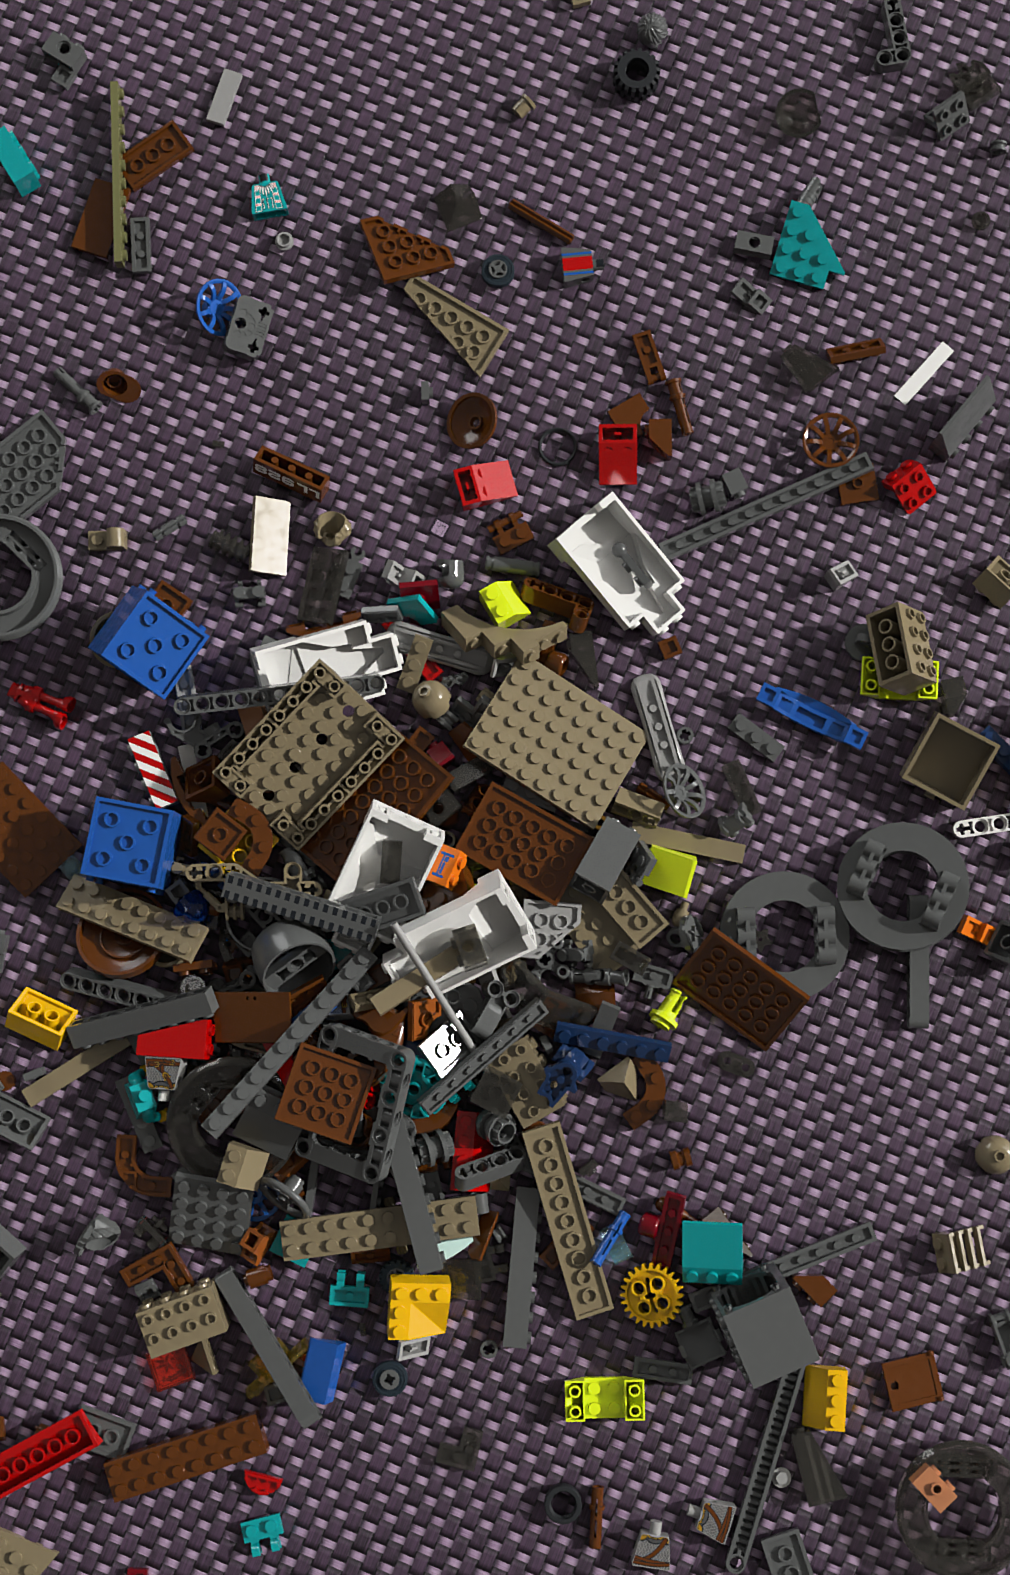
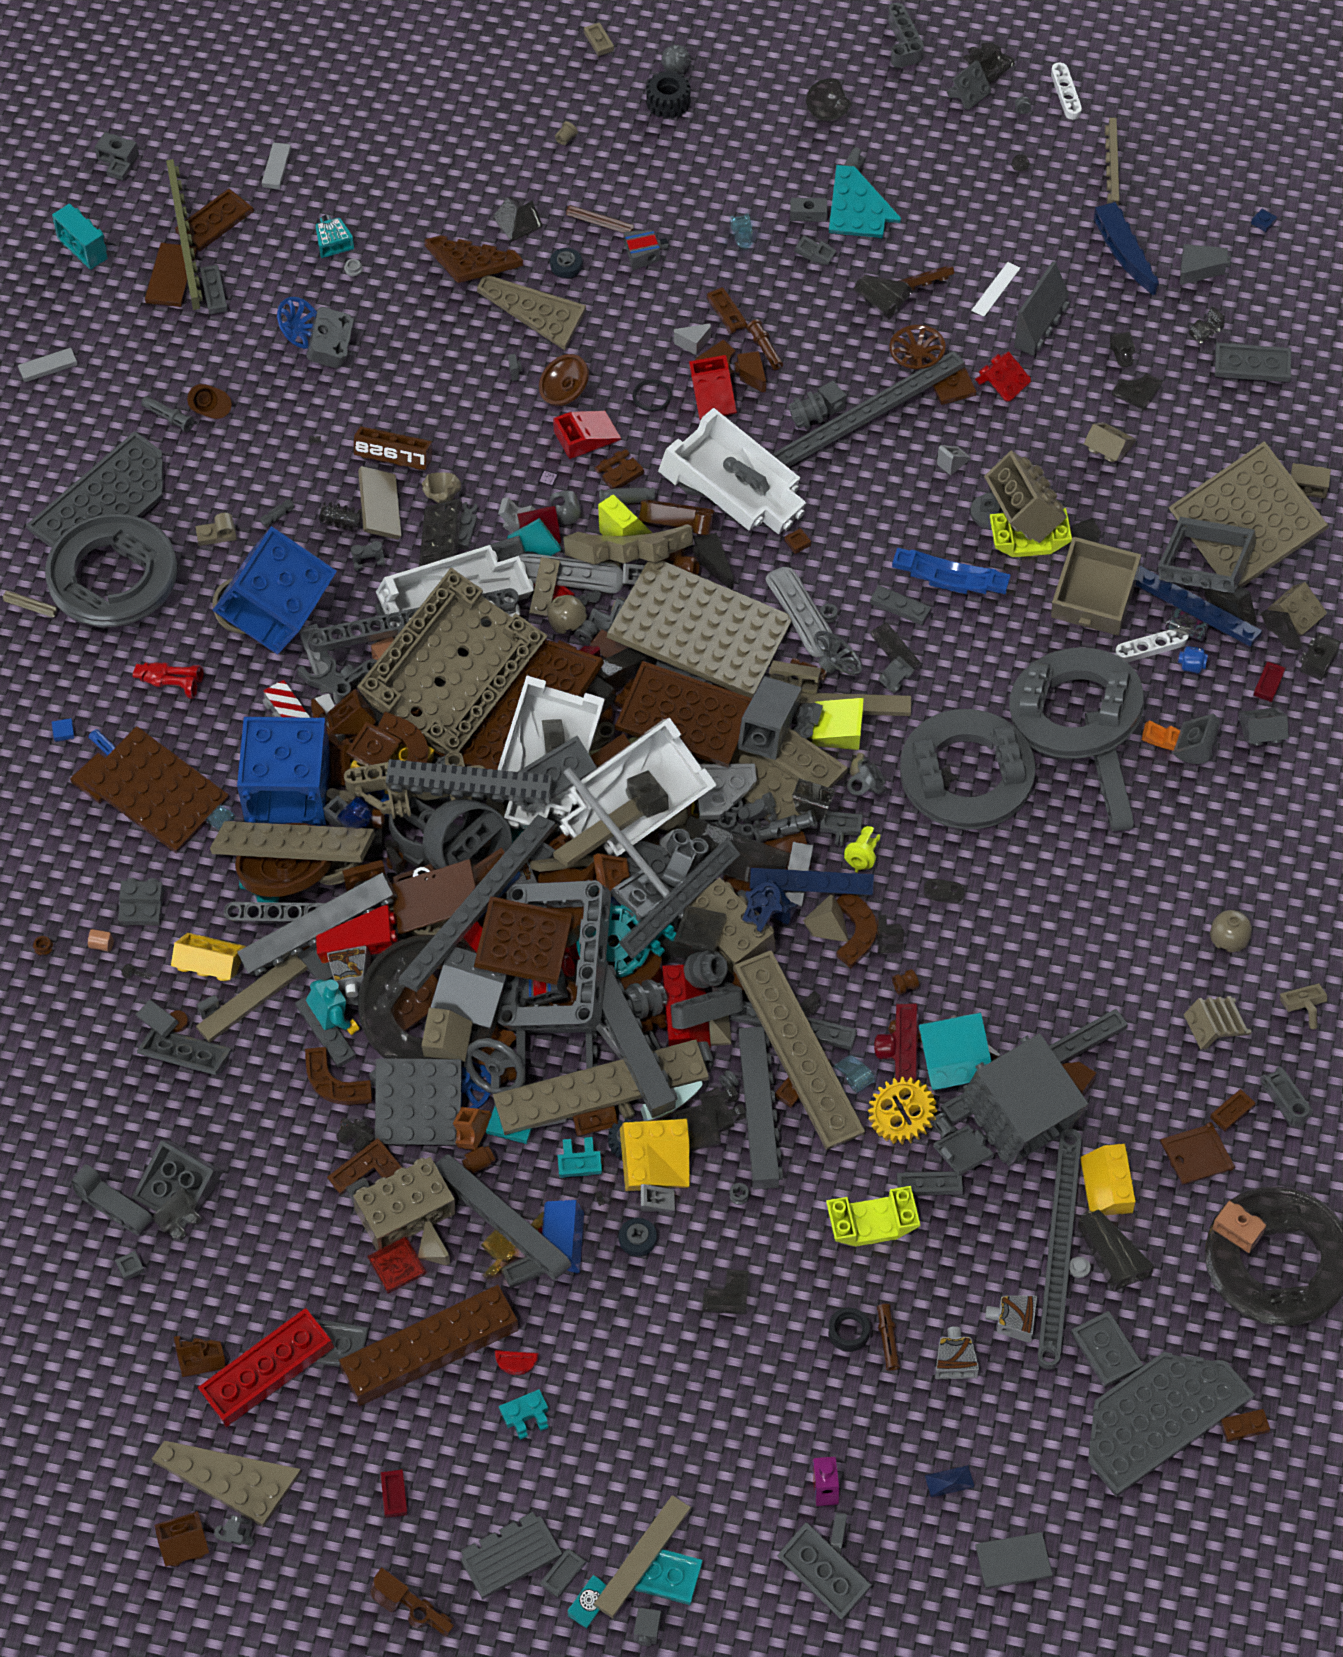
camera: 10 degrees left, 25 degrees down
(97, 1235) = (299, 1143): dark grey hair -> none
(447, 867) = (610, 735): orange brick -> none
(480, 1242) = (709, 1087): reddish brown piece -> none
(609, 387) = (692, 337): none -> light grey slope
(611, 1236) = (855, 1045): blue pin -> none
(682, 257) = (742, 230): none -> clear light blue piece
(740, 989) = (933, 812): reddish brown plate -> none
(954, 1344) = (1232, 1110): none -> reddish brown plate

